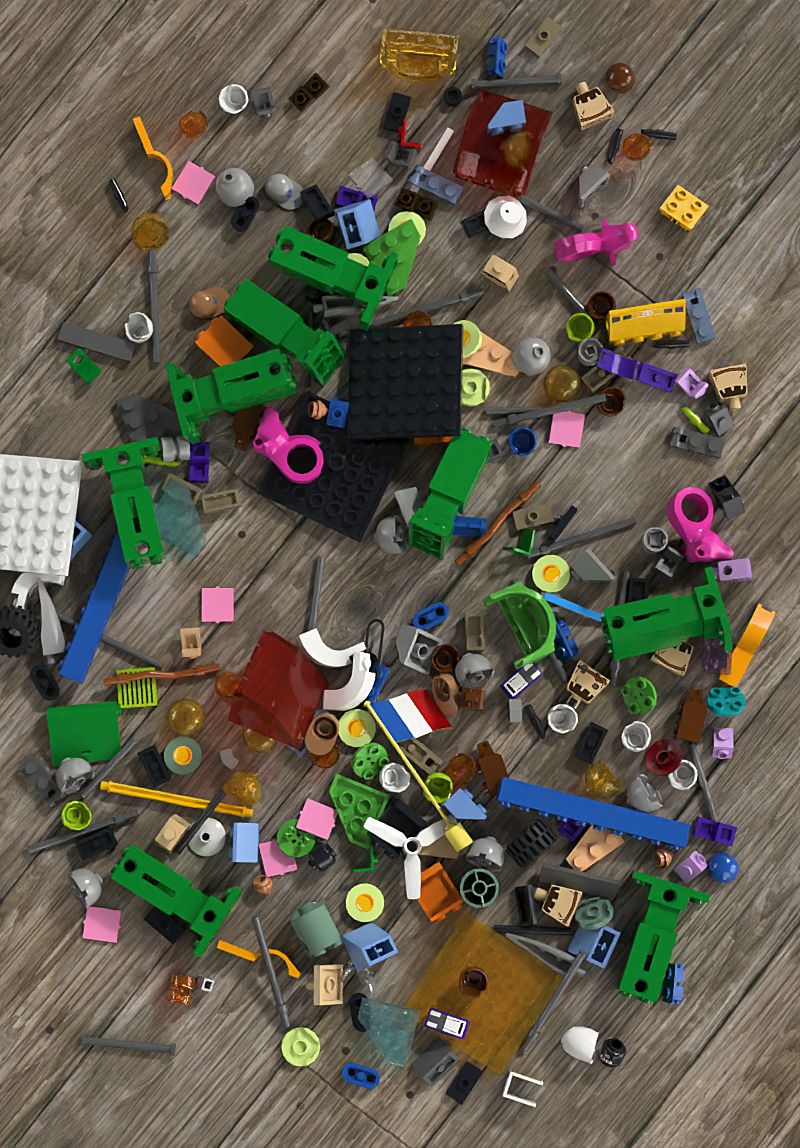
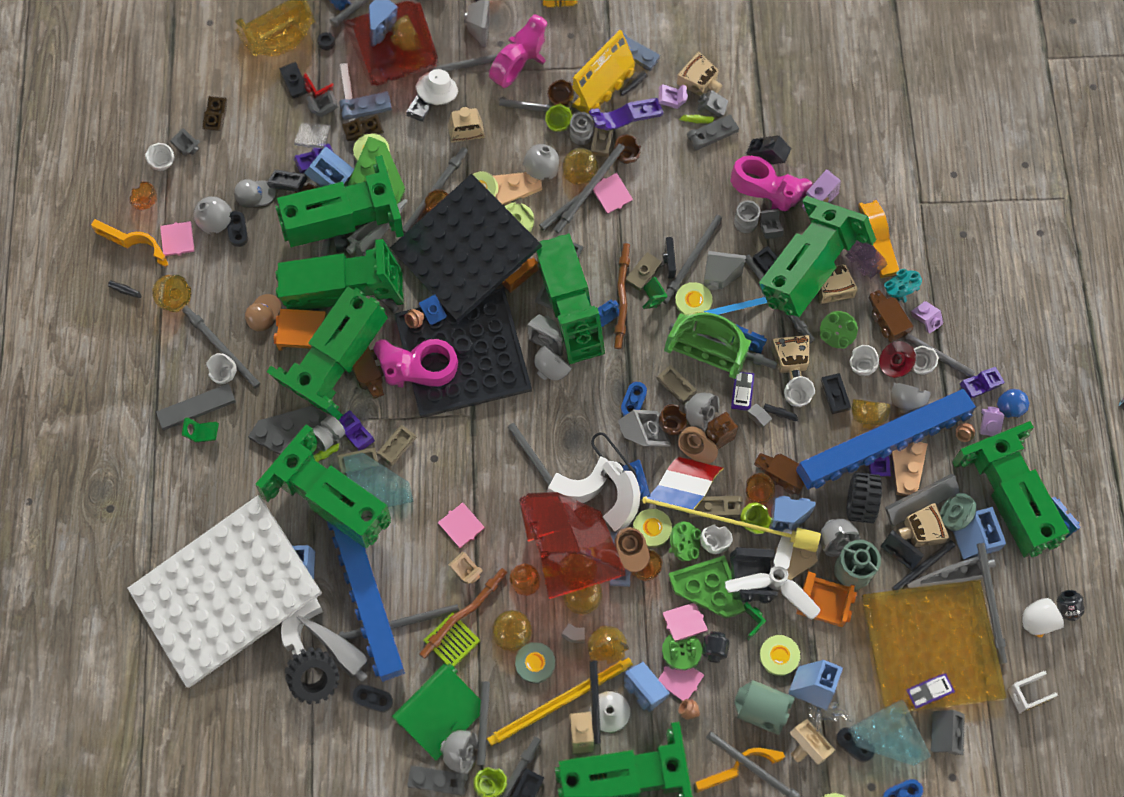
camera: 45 degrees left, 15 degrees down
(154, 766) = (519, 689): black plate -> none
(464, 1082) = (984, 729): black plate -> none
(473, 982) = (920, 639): reddish brown hair -> none
(522, 441) = (588, 224): blue hair -> none

